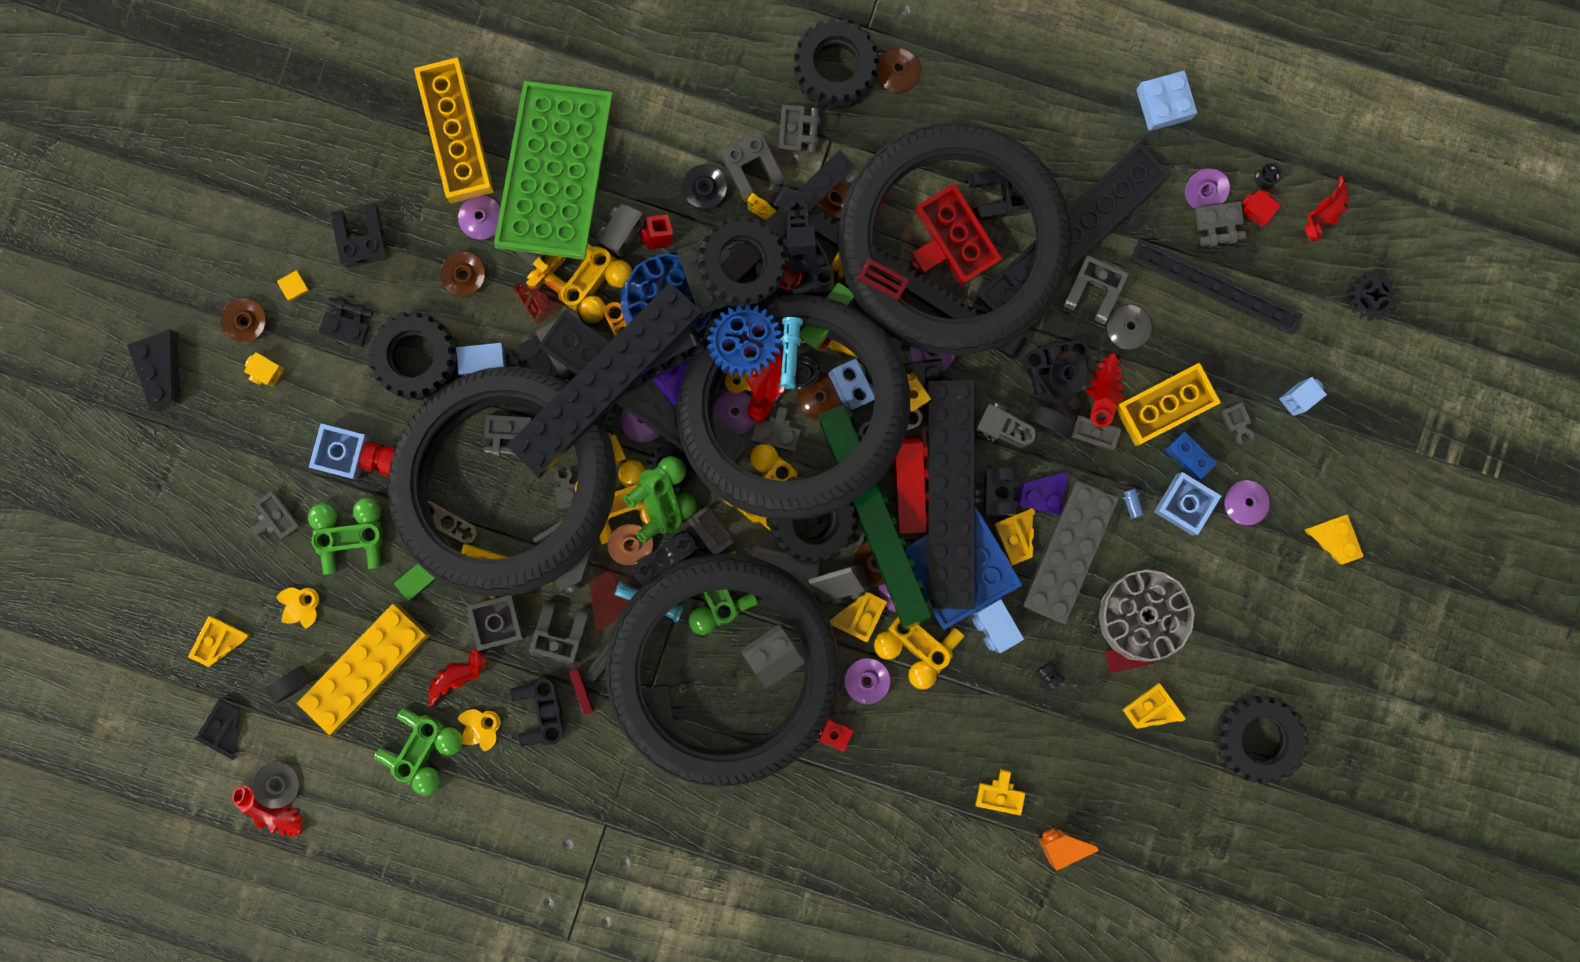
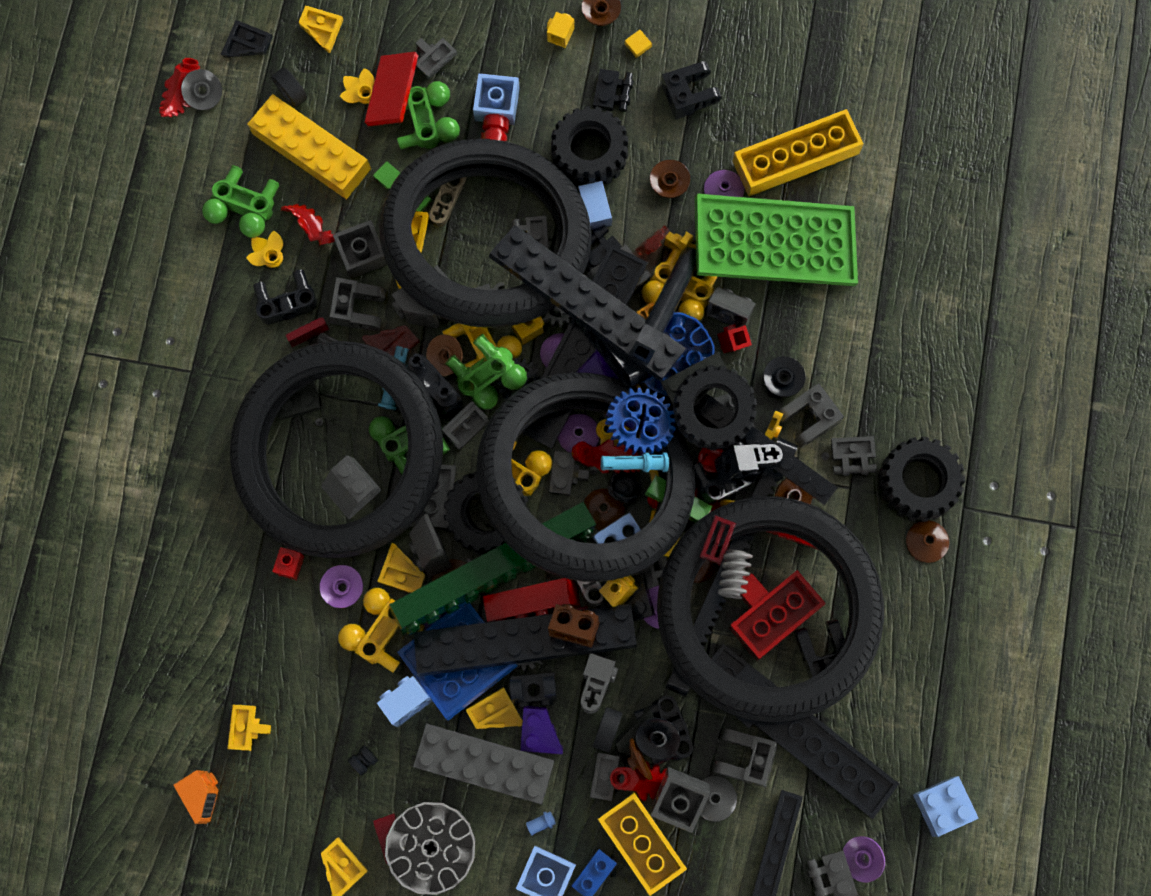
camera: 90 degrees right, 10 degrees down
(309, 568) = (391, 89): none -> red tile
(657, 314) = (665, 306): none -> black brick
(922, 266) = (734, 574): none -> light grey piece
(953, 443) = (571, 630): none -> reddish brown brick
(1088, 396) = (637, 760): none -> reddish brown dish
(1130, 360) = (680, 799): none -> dark grey brick

